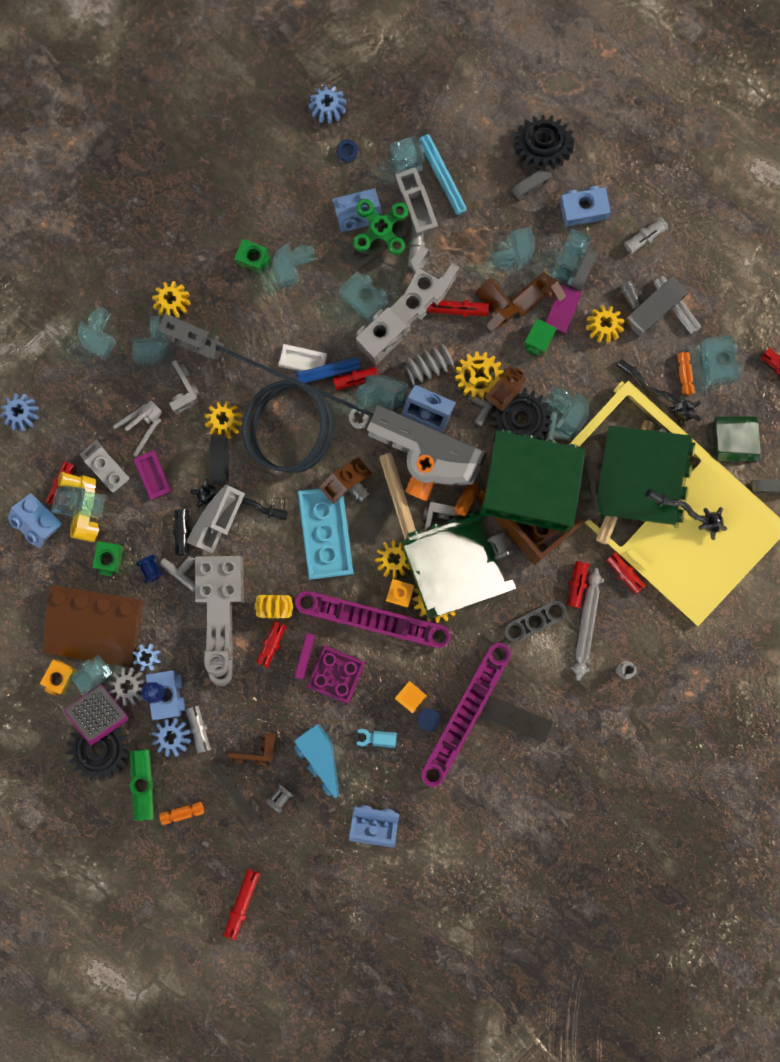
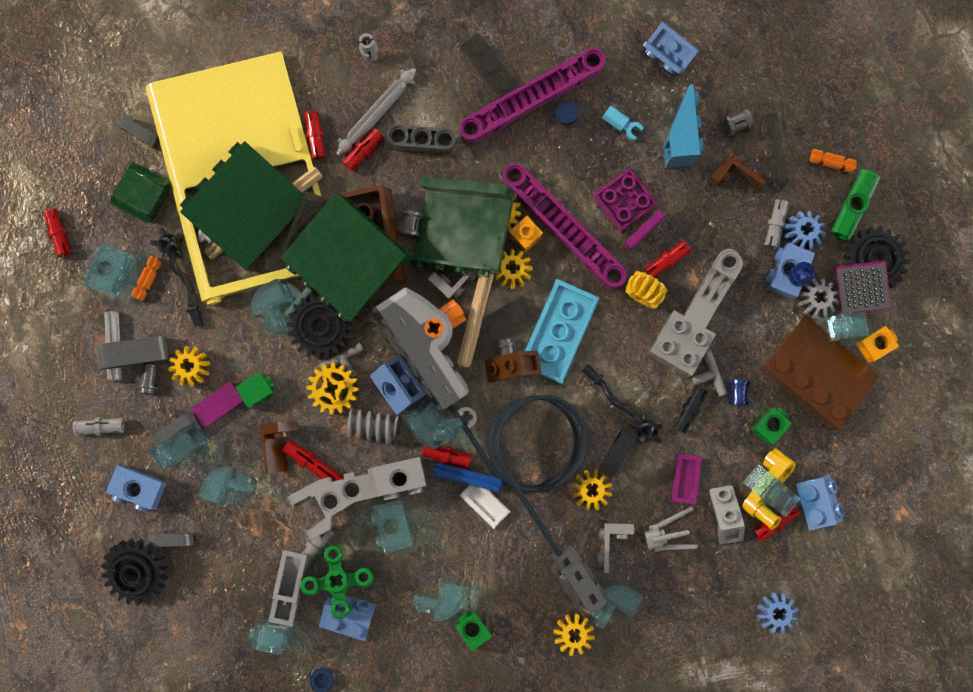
camera: 150 degrees left, 0 degrees up
(93, 338) = (669, 641): clear light blue brick -> none
(153, 659) = (791, 309): light blue gear -> none
(216, 519) = (653, 399): light grey slope -> none
(241, 904) = (833, 46): red pin -> none
(410, 697) = (572, 140): light orange panel -> none
(443, 175) = (247, 600): medium azure axle -> none
(466, 499) = (417, 279): orange axle -> none
(506, 387) = (313, 358): reddish brown bracket -> none
(535, 291) = (230, 436): reddish brown bracket -> none
(711, 521) = (210, 128): black piece -> none

